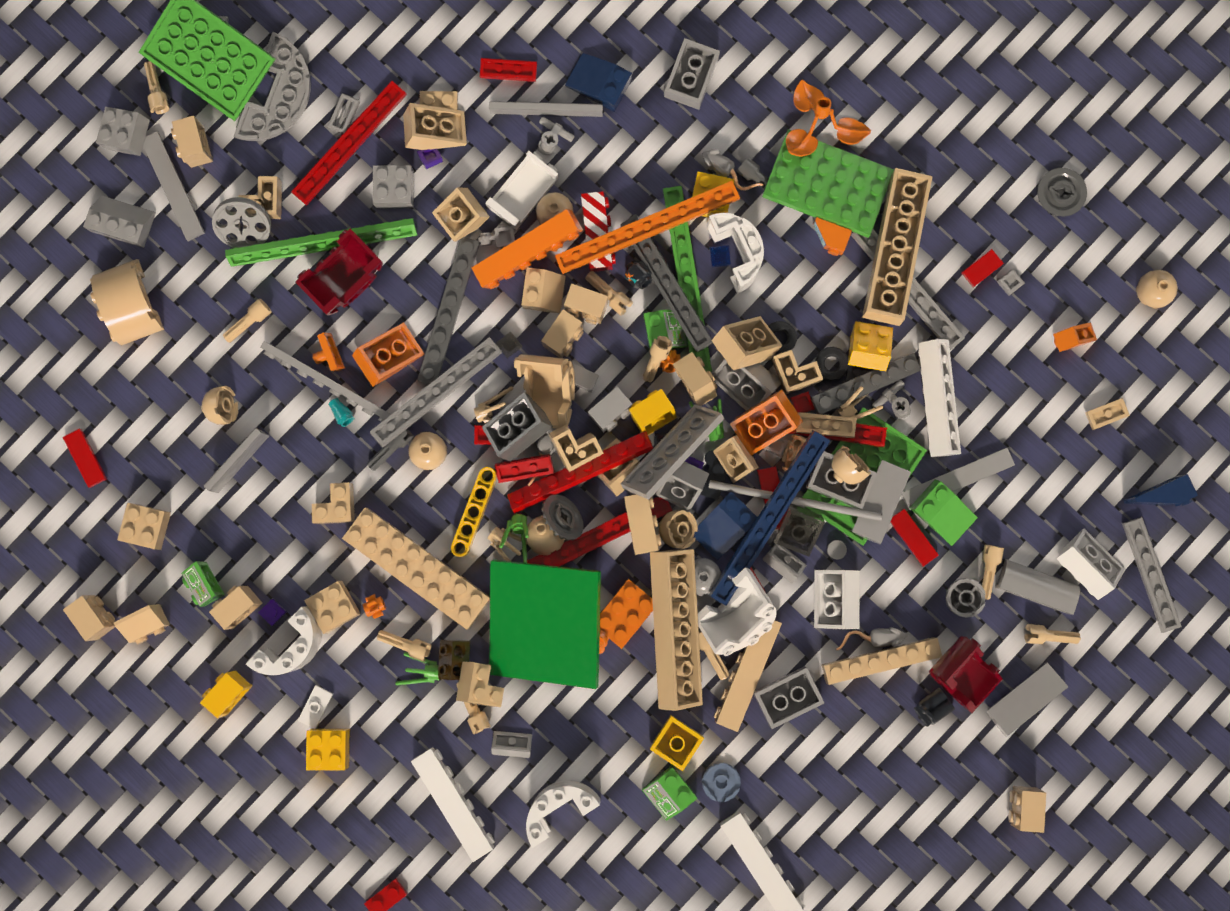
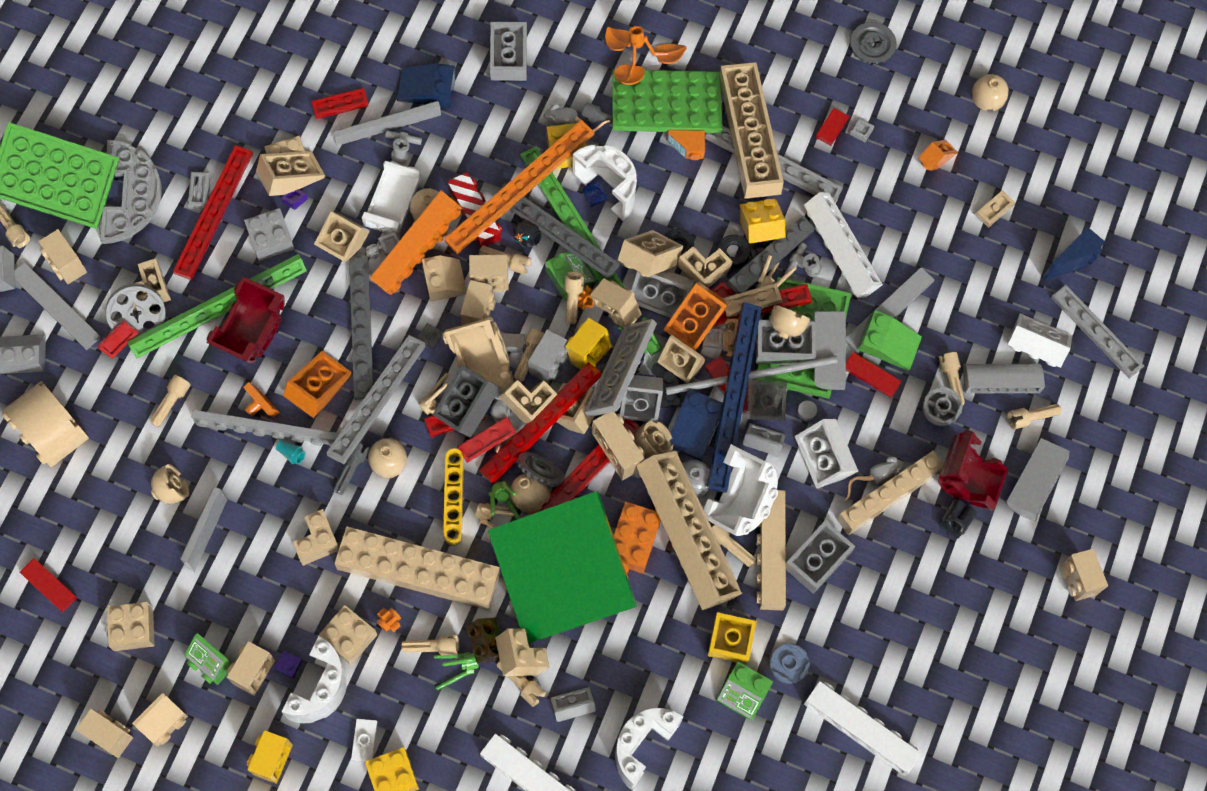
camera: 30 degrees left, 15 degrees down
(218, 243) = (117, 338): none -> red tile
(603, 388) = (531, 342): none -> tan piece

